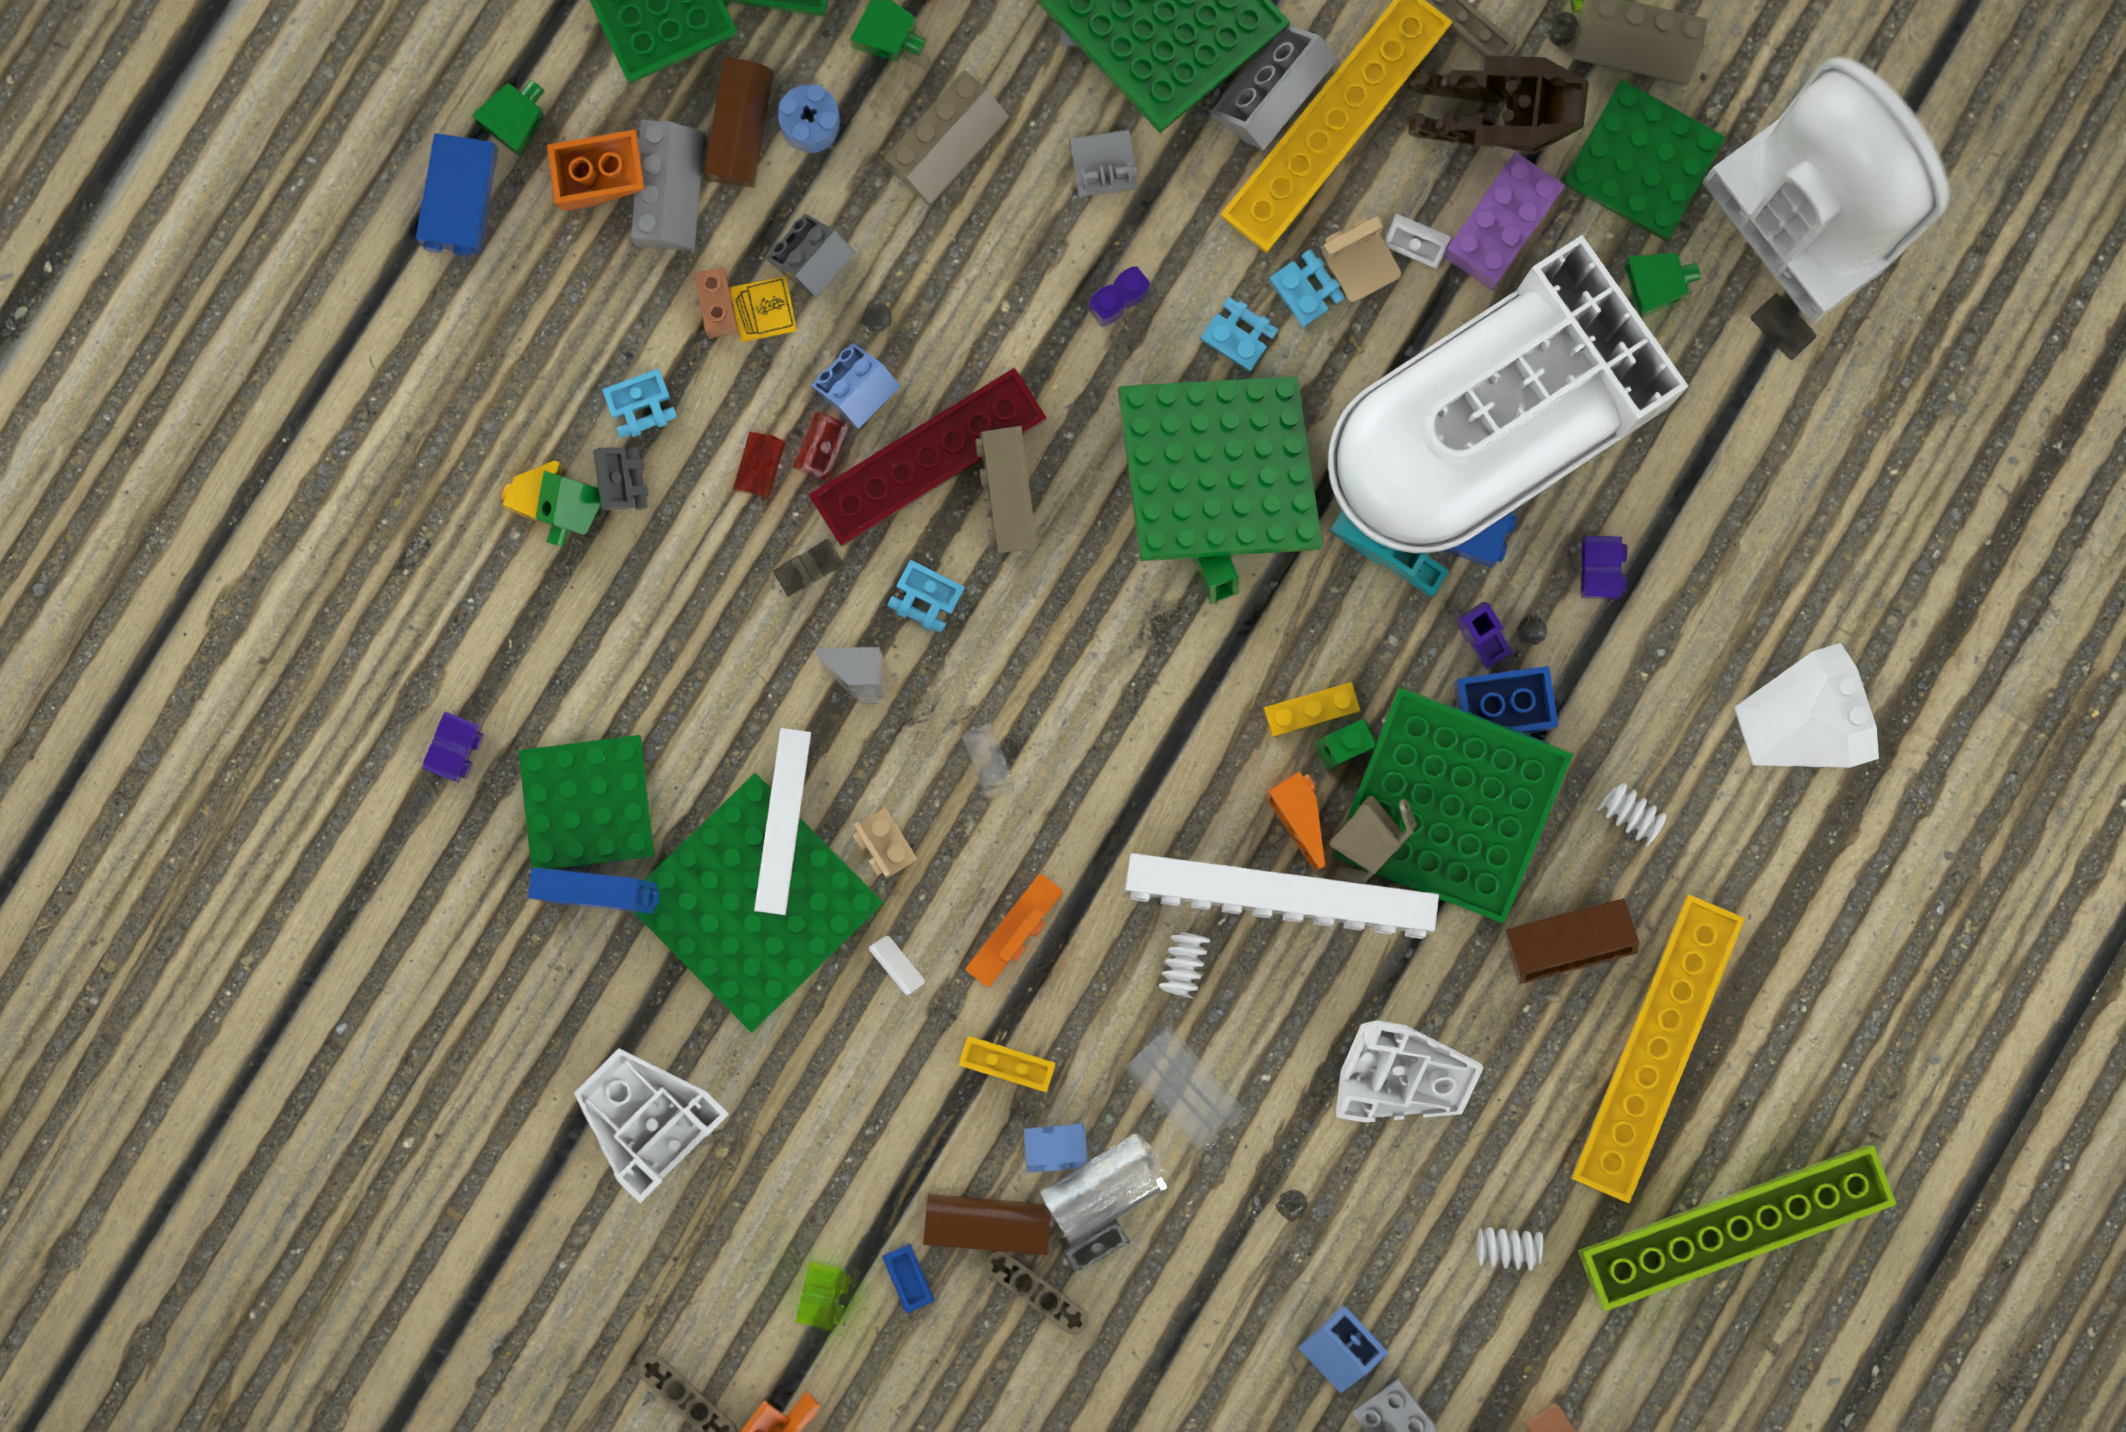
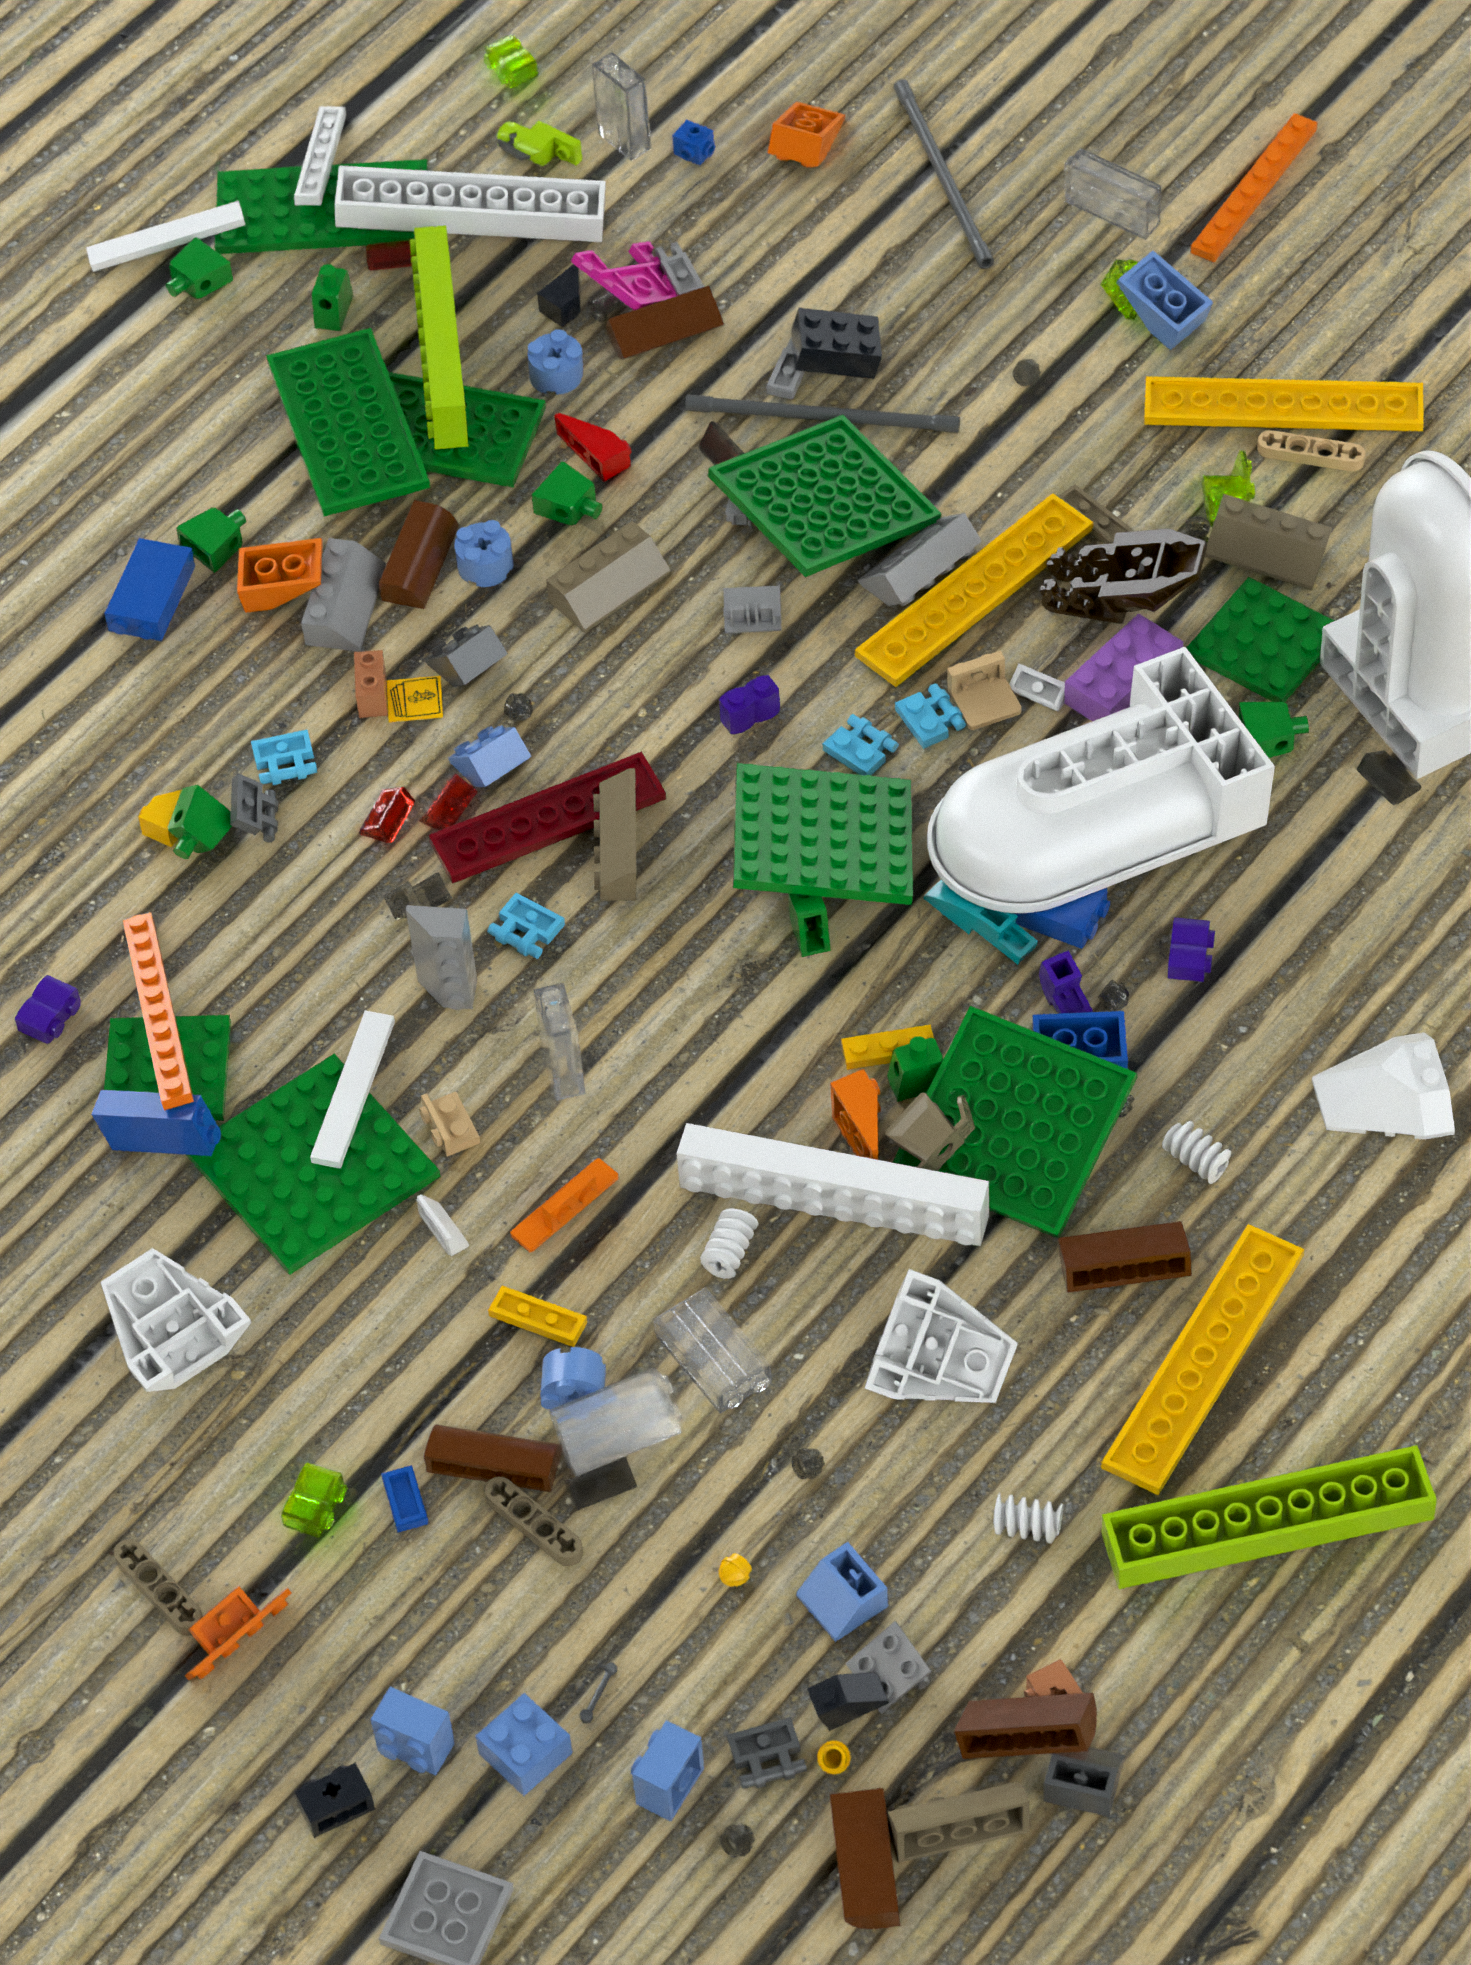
camera: 15 degrees right, 30 degrees down
(570, 758) = (158, 1011): none -> plate
(1235, 1331) = (734, 1570): none -> yellow plate

